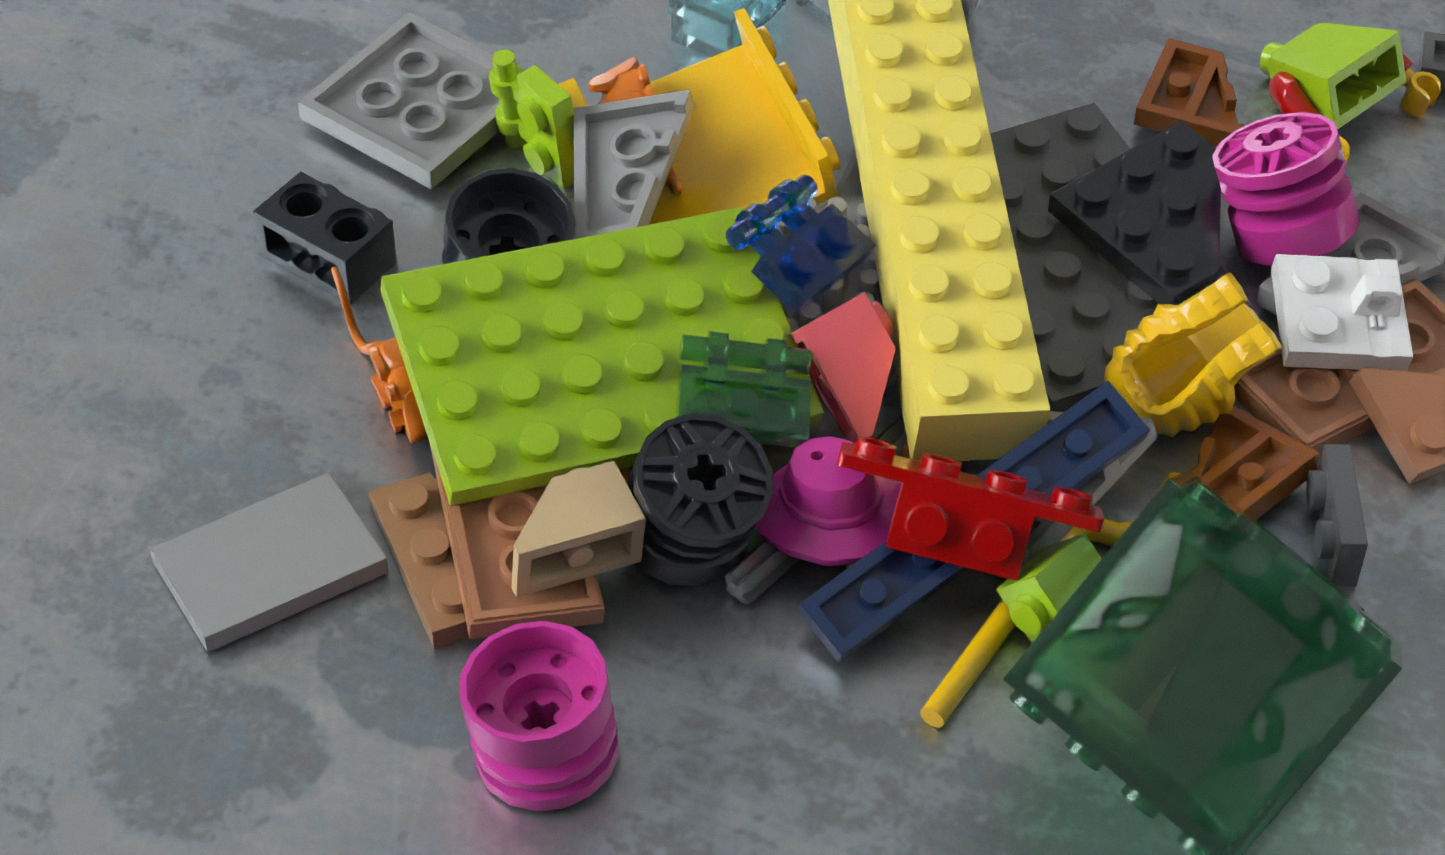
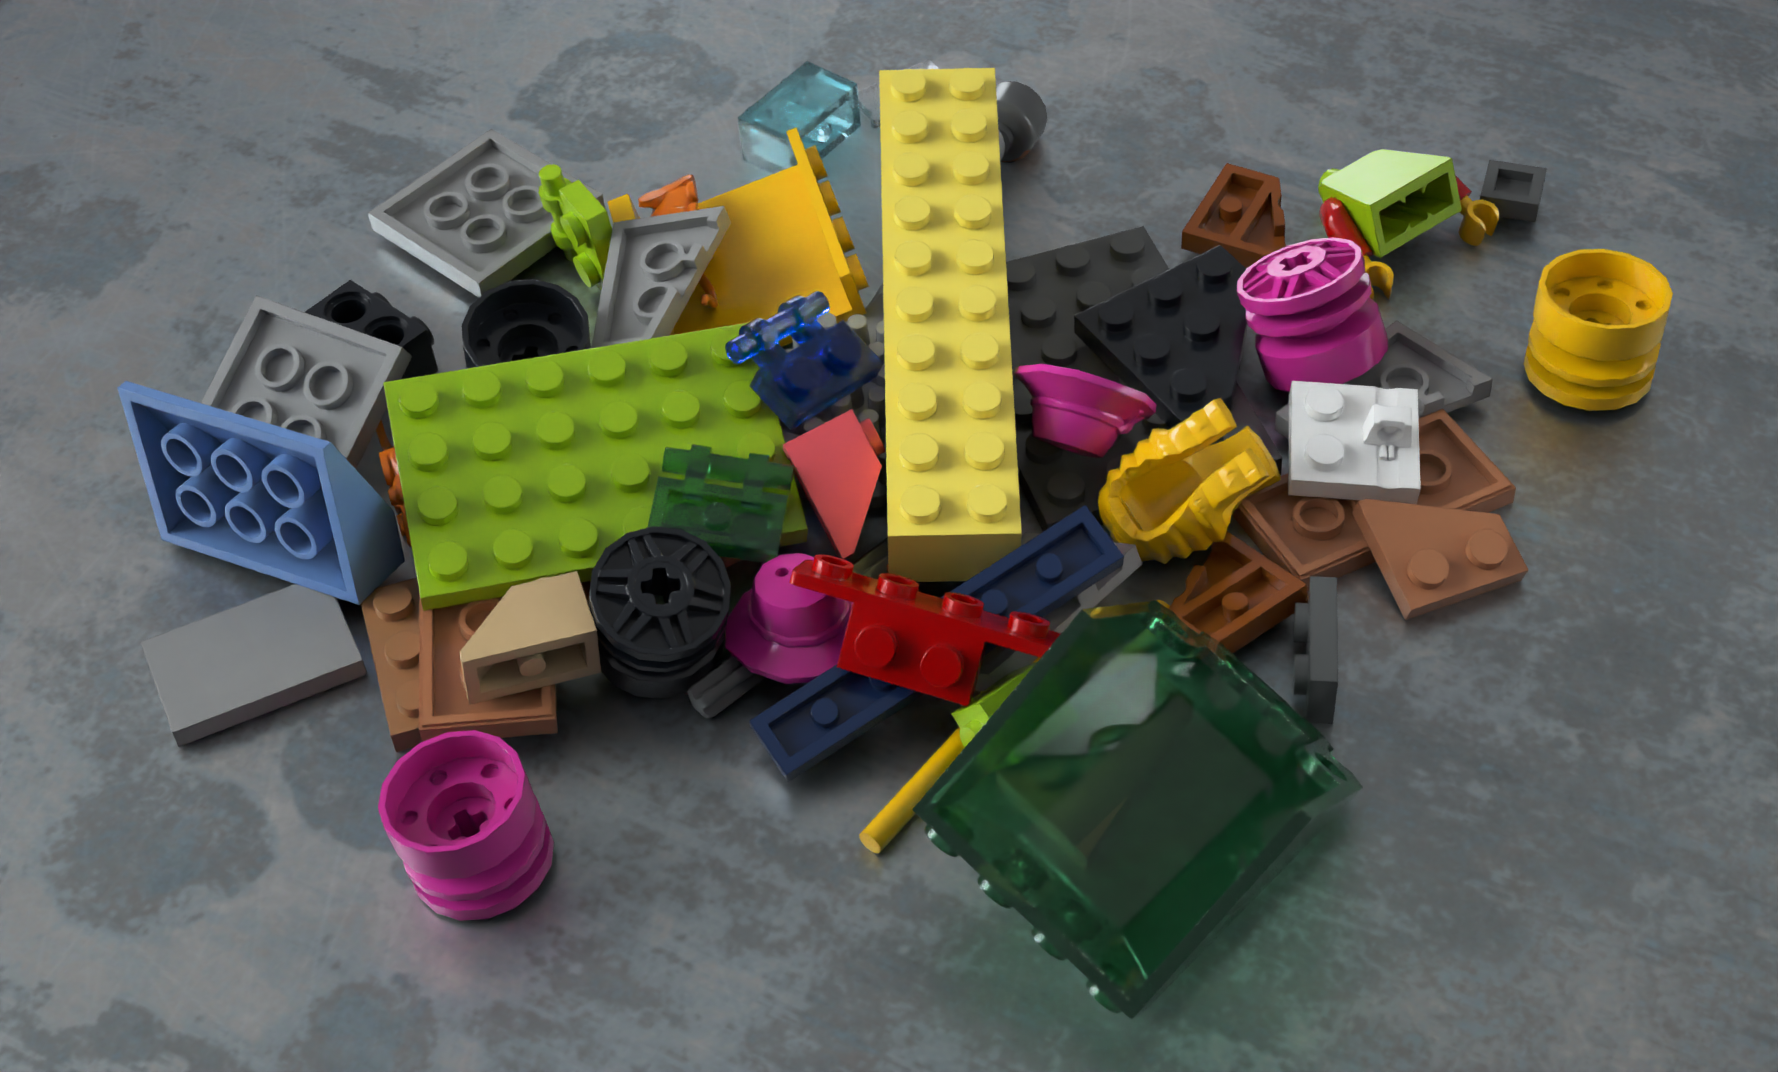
camera: 10 degrees right, 0 degrees up
(263, 393) = (261, 496): none -> medium blue slope
(267, 302) = (307, 376): none -> light grey plate
(1080, 285) = (1080, 408): none -> dark pink hat

